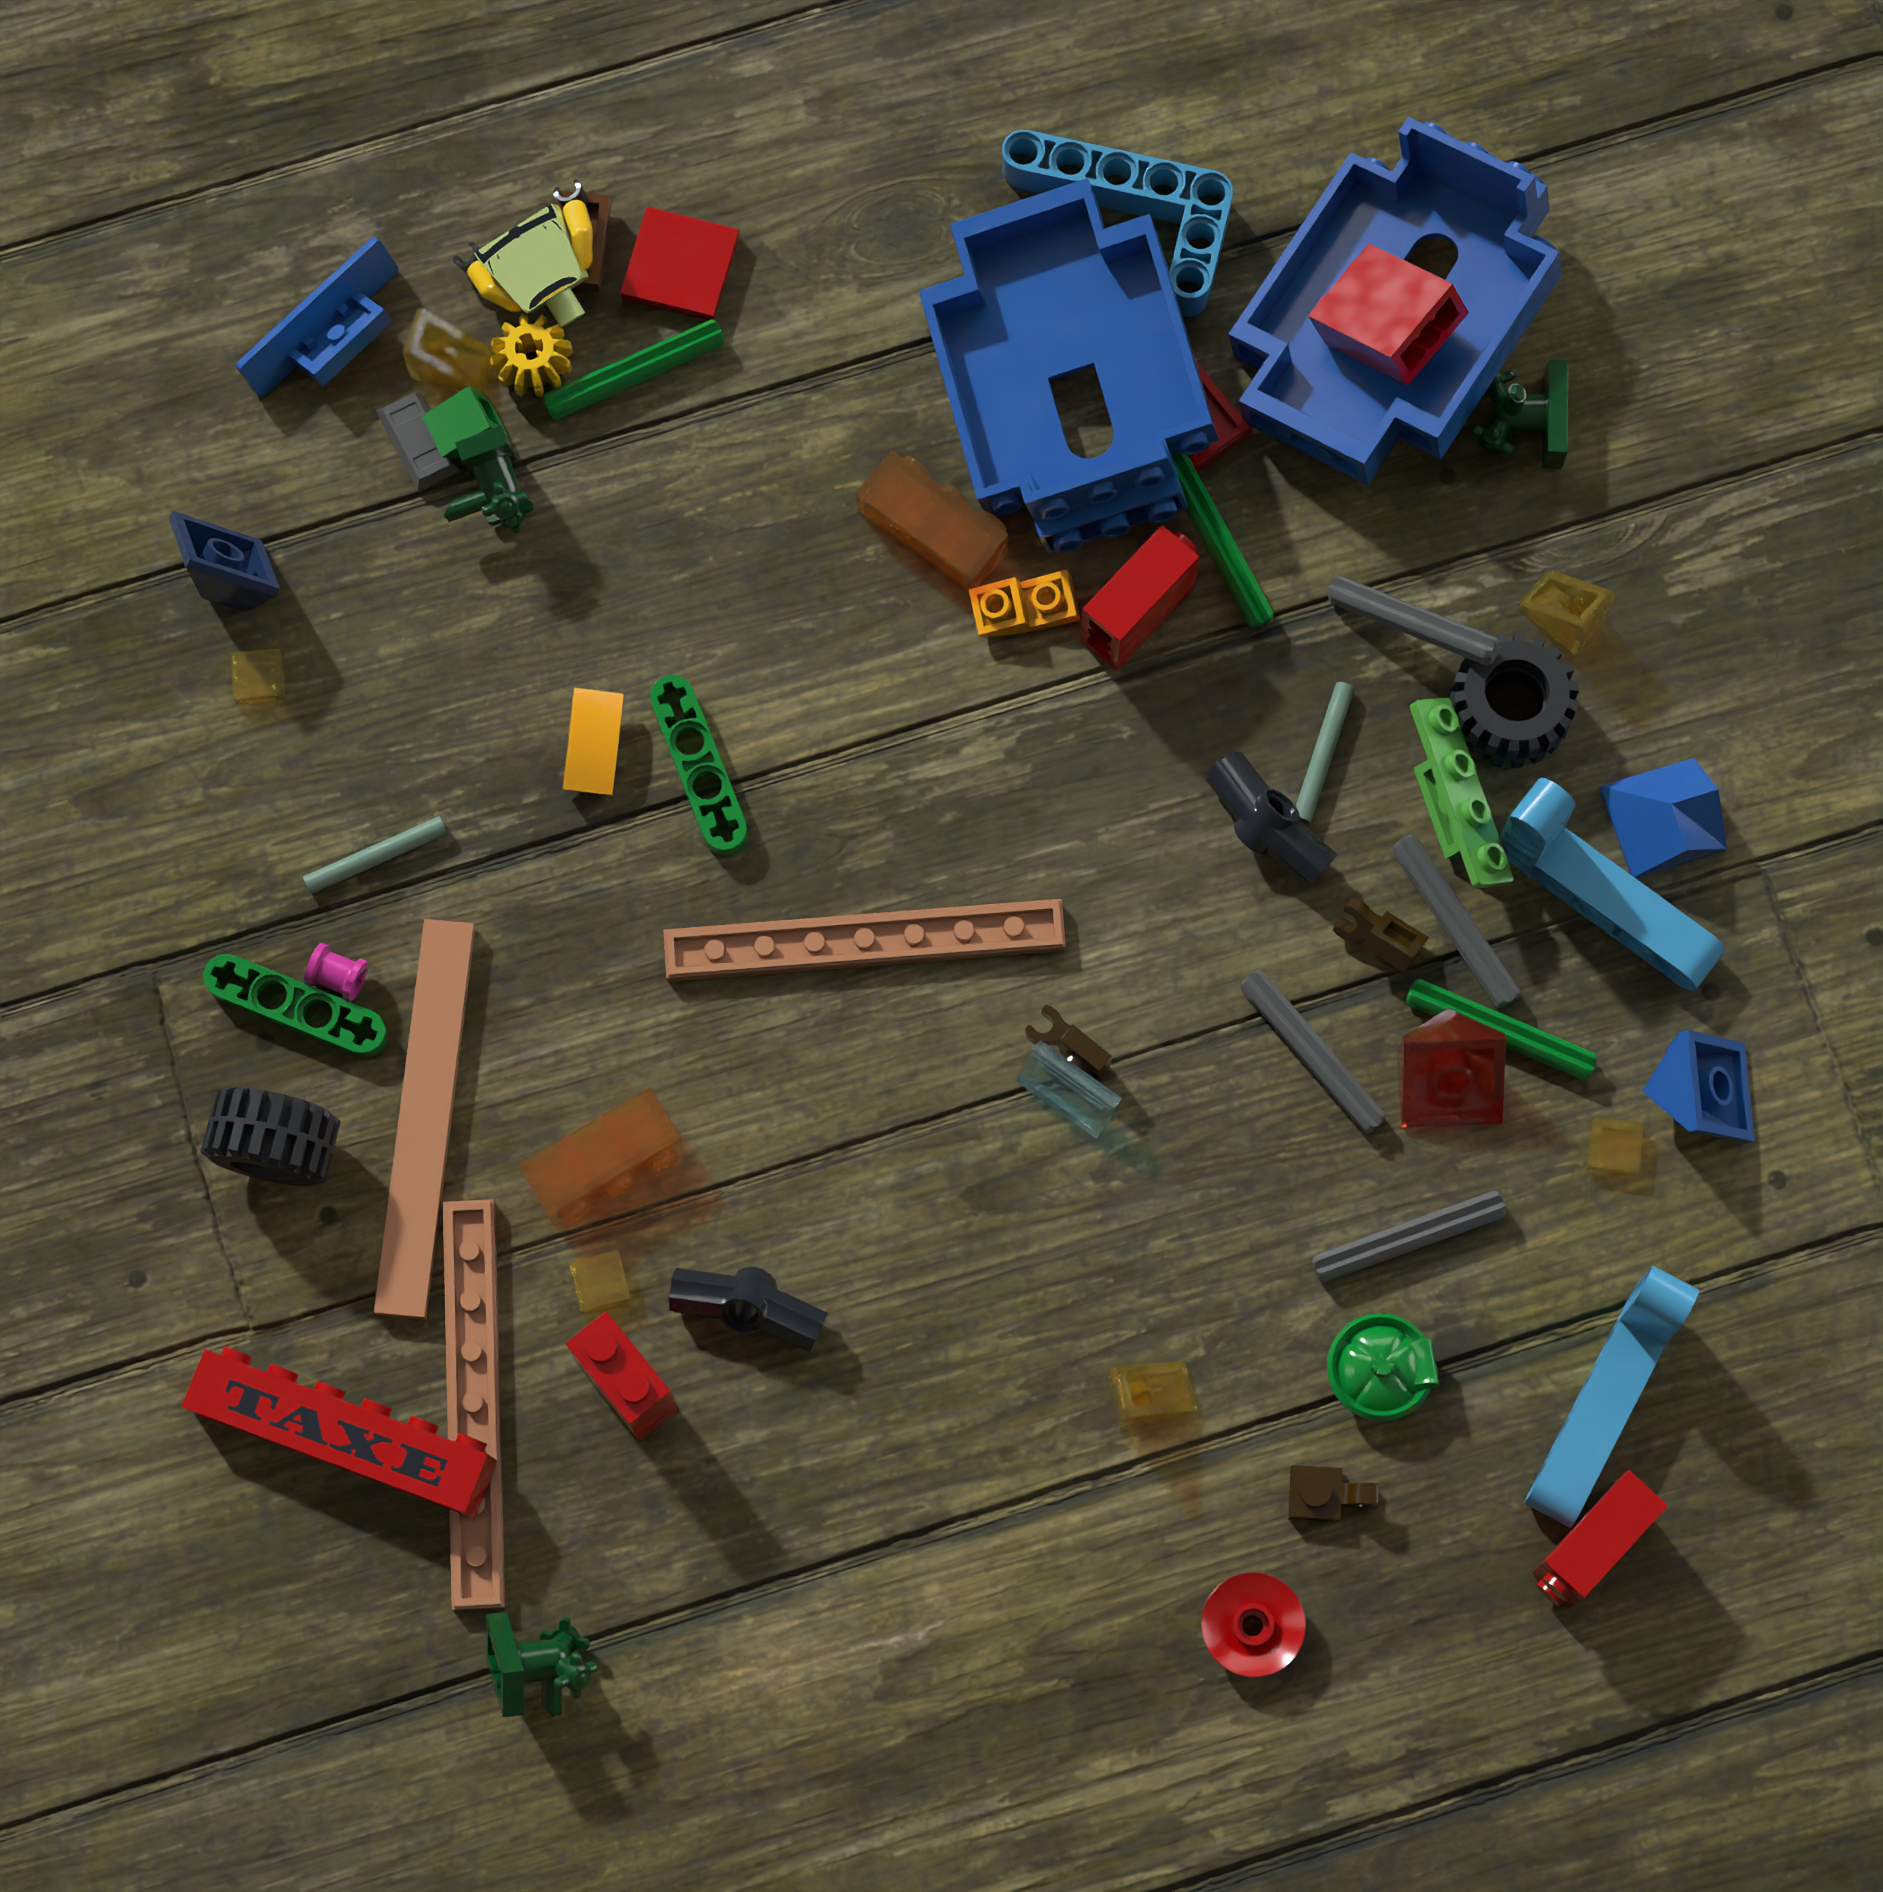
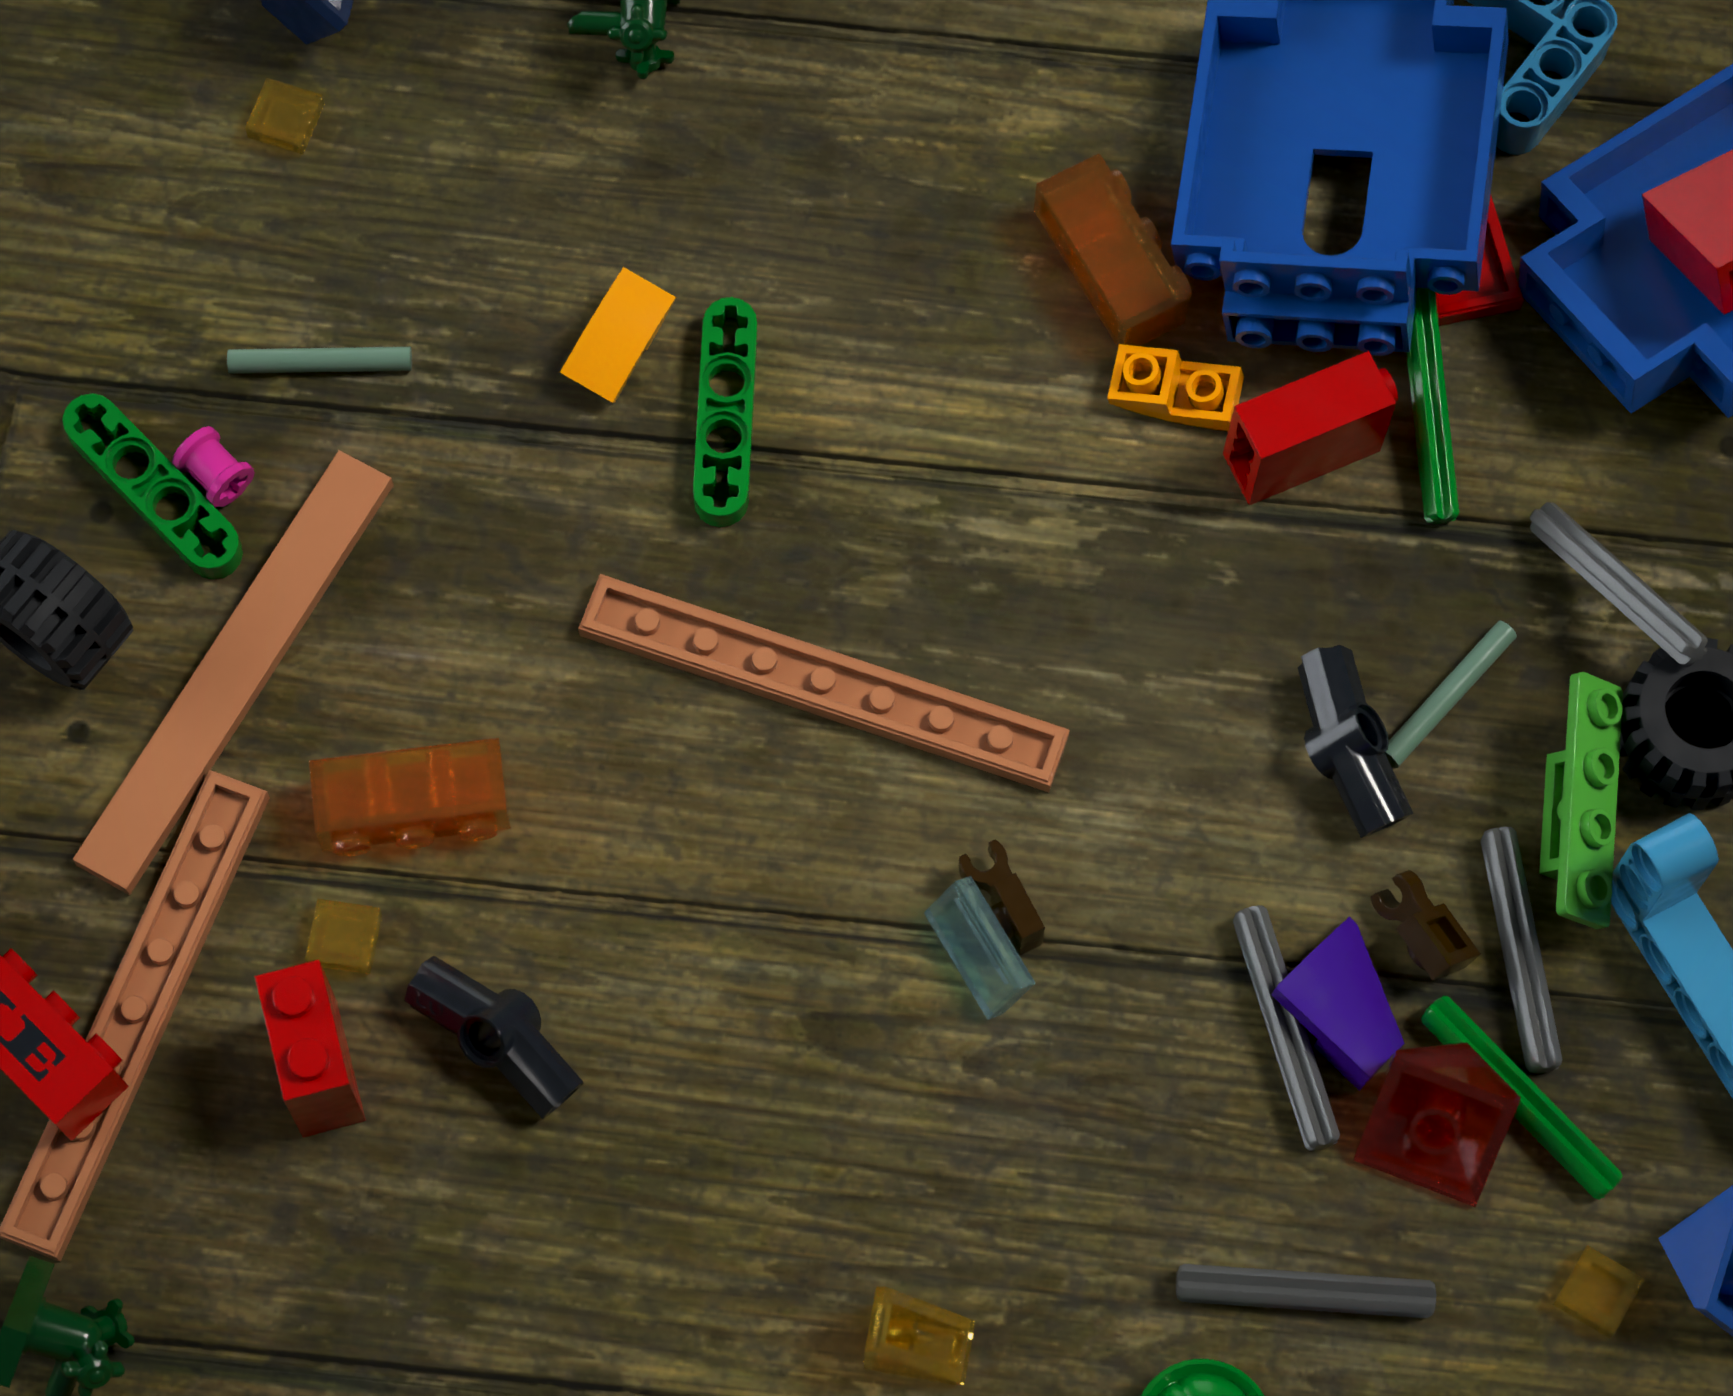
camera: 20 degrees right, 5 degrees down
(1347, 1017) = (1343, 1005): none -> dark purple slope

